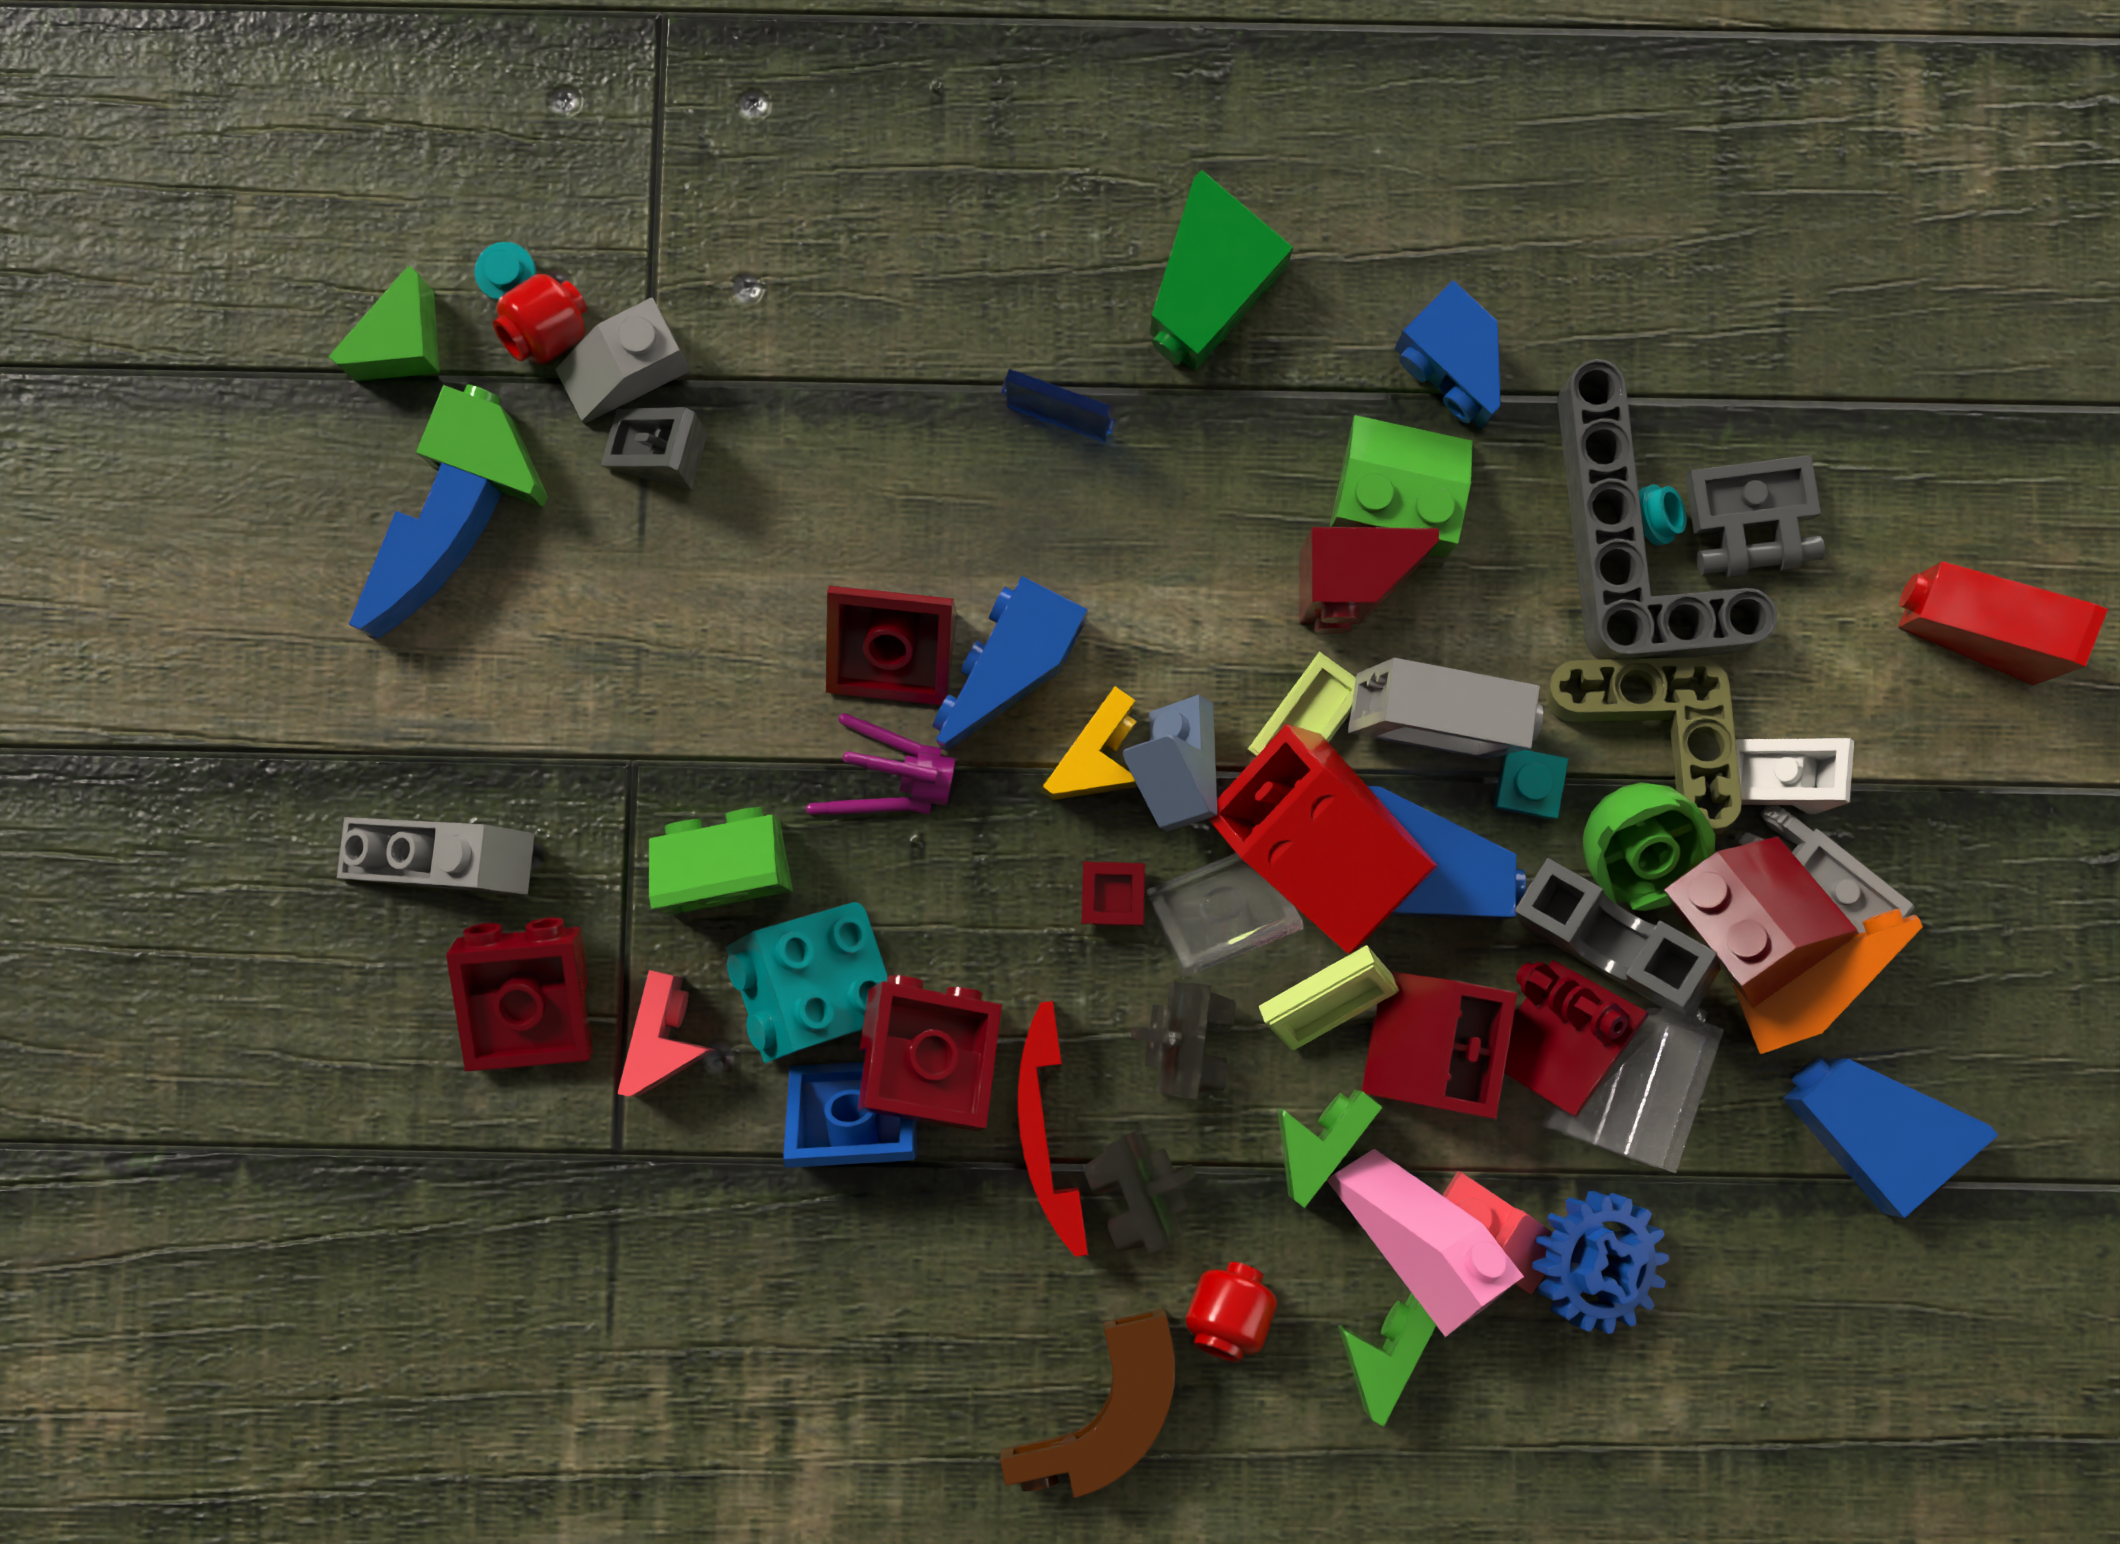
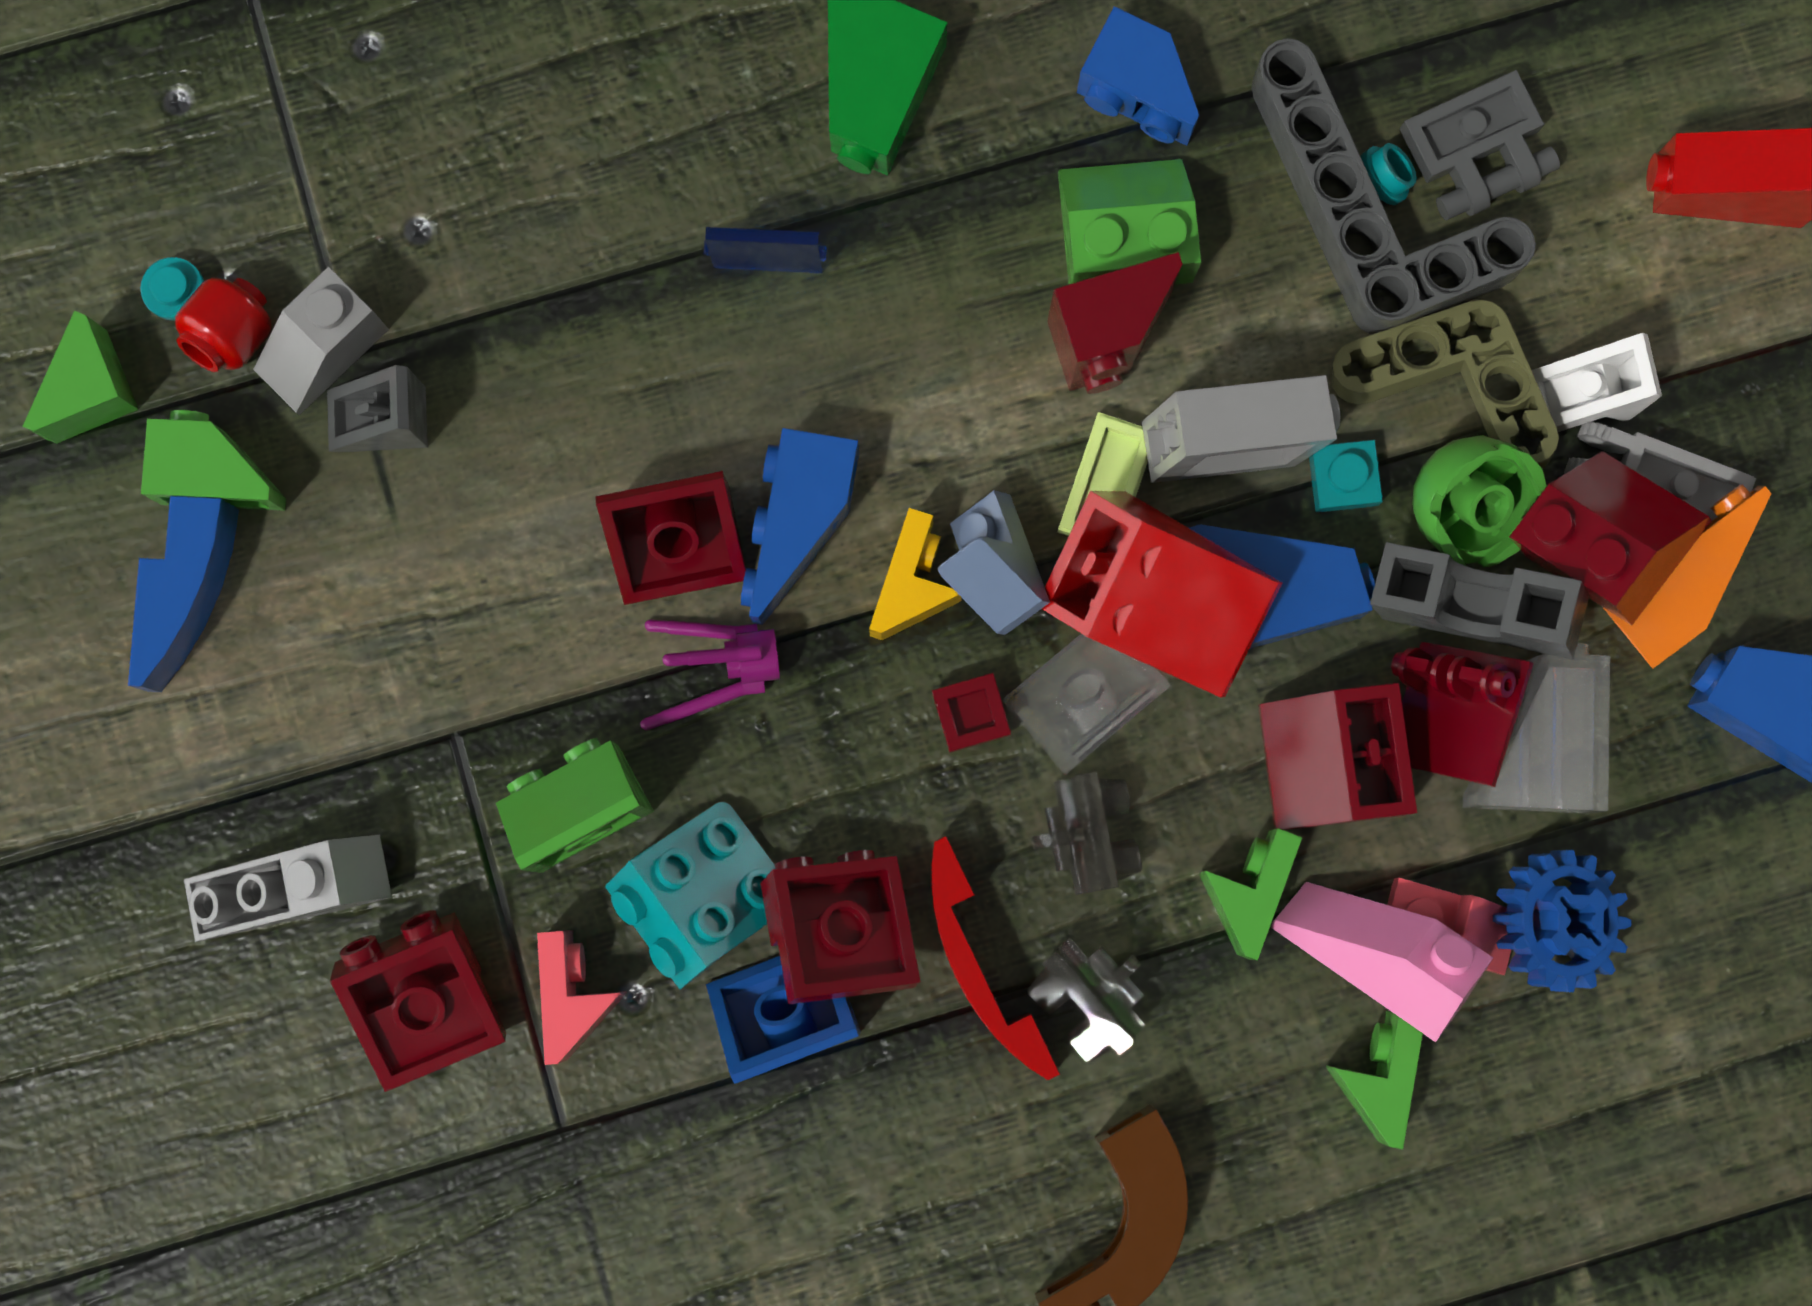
camera: 15 degrees left, 0 degrees up
(1231, 1312) = (1217, 1086): red head -> none
(1329, 998) = (1216, 747): yellowish green tile -> none

